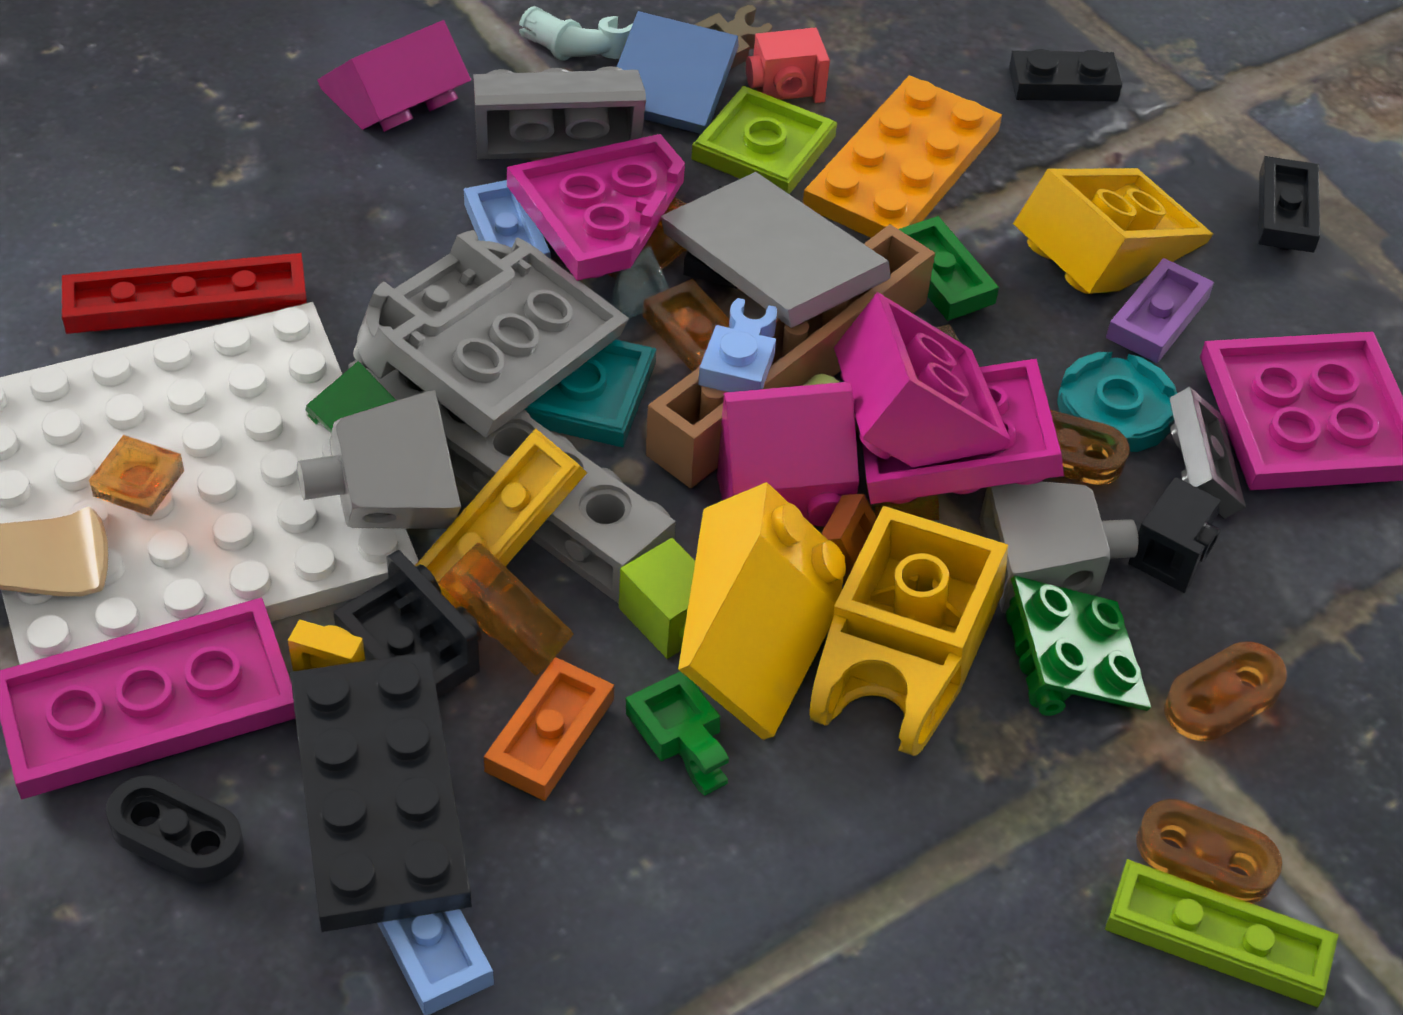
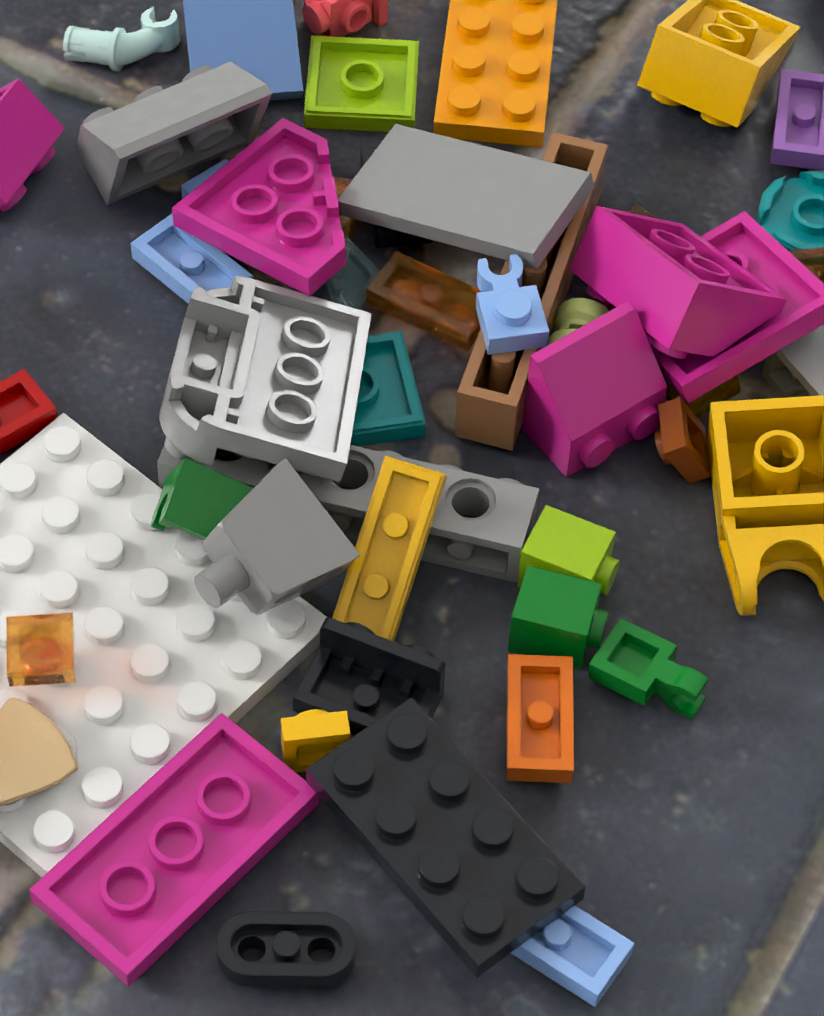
camera: 25 degrees left, 5 degrees up
(506, 608) = (444, 629): clear orange plate -> none
(623, 642) = (557, 616): none -> green brick
(758, 605) = (657, 530): yellow slope -> none
(957, 279) = (628, 159): green plate -> none

